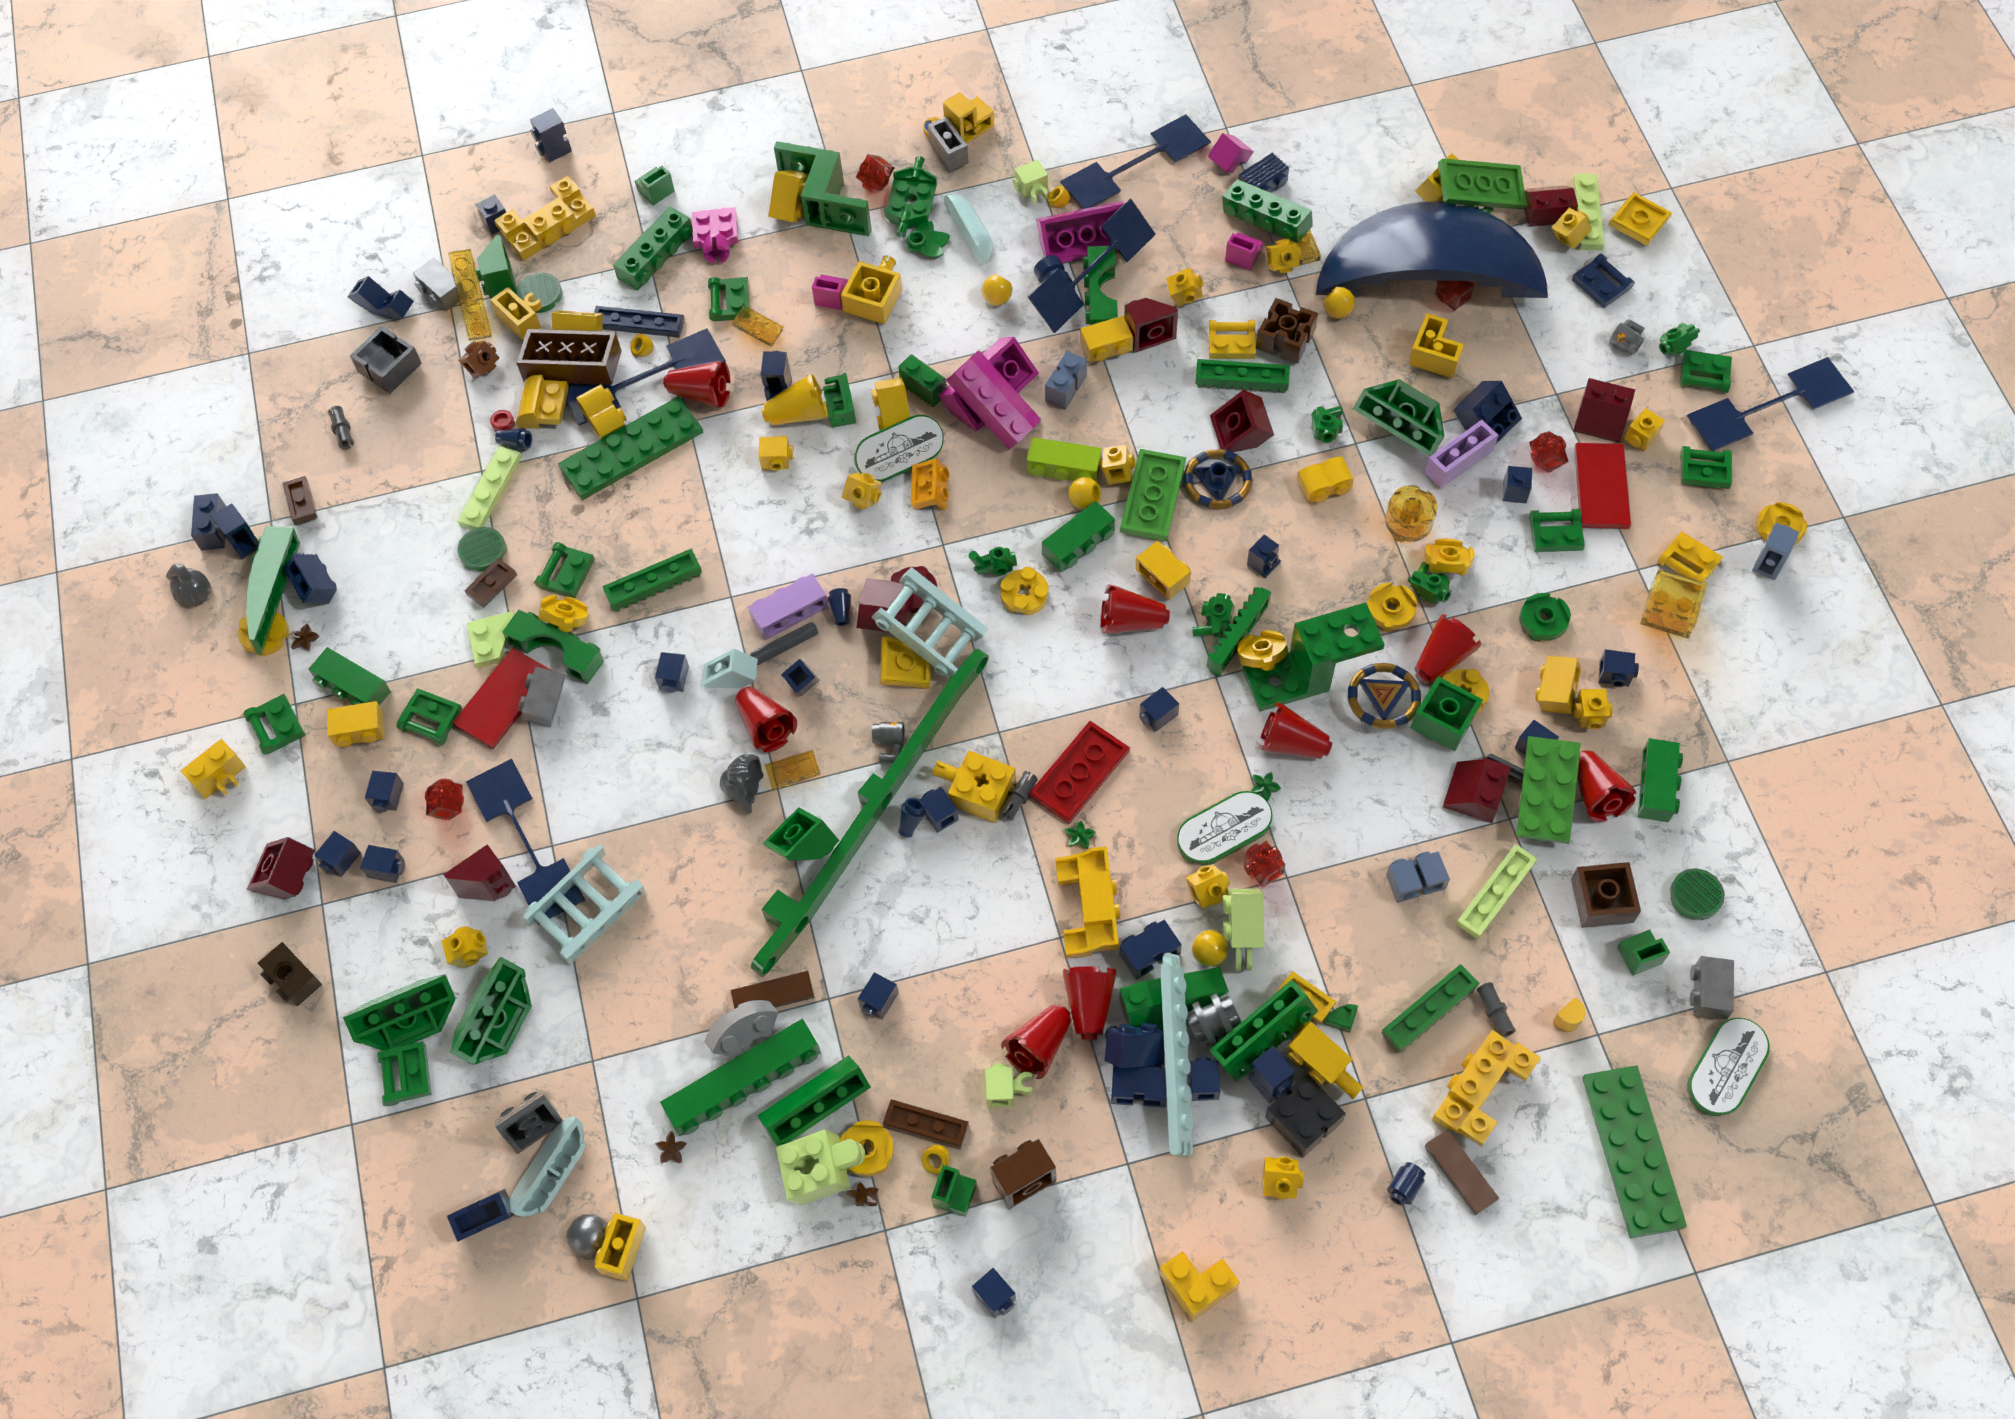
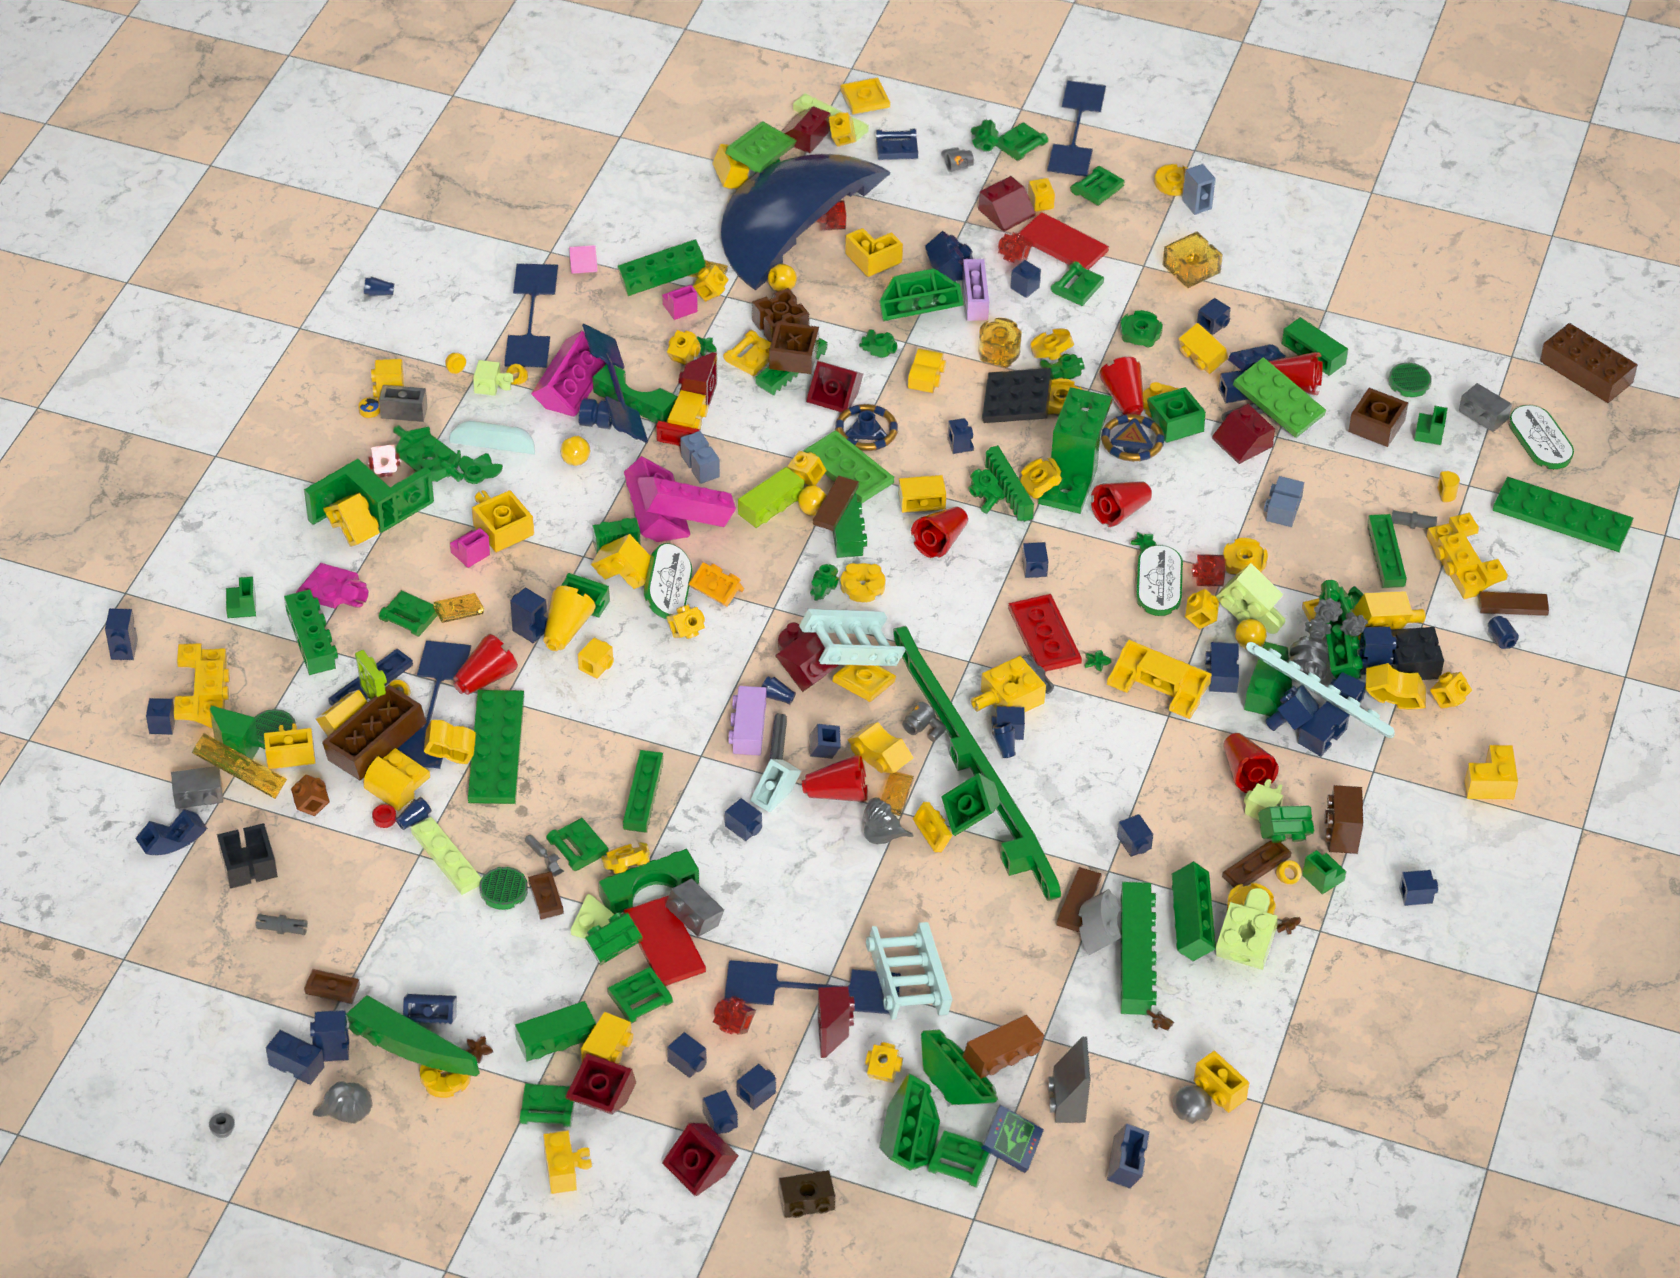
camera: 60 degrees left, 15 degrees down
(121, 519) = (221, 1130): none -> flat silver plate
(303, 749) = (602, 1084): none -> dark red slope
(447, 1103) = (1012, 1138): none -> tile
(466, 659) = (613, 938): none -> green brick
(530, 563) = (550, 860): none -> flat silver piece
(544, 1034) = (1003, 1046): none -> dark orange brick
(549, 1169) = (1116, 1097): light aqua brick -> none
(613, 314) = (370, 678): none -> lime plate
(774, 815) = (932, 826): none -> yellow hinge
(829, 718) = (880, 748): none -> yellow brick
(980, 1122) = (1286, 822): none -> green brick
(1030, 148) = (455, 362): none -> yellow plate
(1069, 43) = (377, 287): none -> dark blue cone
(1079, 345) = (672, 433): none -> red tile
(1084, 511) = (835, 503): none -> reddish brown tile
(1089, 998) = (1236, 715): red cone -> none
(1211, 301) = (706, 345): none -> green plant
(1240, 1005) = (1329, 609): none -> dark grey plant
(1244, 362) = (794, 347): none -> reddish brown brick
(1250, 1134) = (1396, 687): none -> yellow brick
(1266, 173) = (624, 249): dark blue brick -> none
(1320, 872) = (1244, 546): none -> yellow plate
(1358, 569) = (1017, 395): none -> black plate
(1496, 891) = (1328, 470): yellowish green plate -> none
(1592, 708) = (1235, 340): yellow brick -> none
(1592, 738) = (1247, 358): none -> dark blue plate
(1692, 554) = (1158, 234): yellow plate -> none
(1877, 1054) = (1588, 362): none -> reddish brown brick

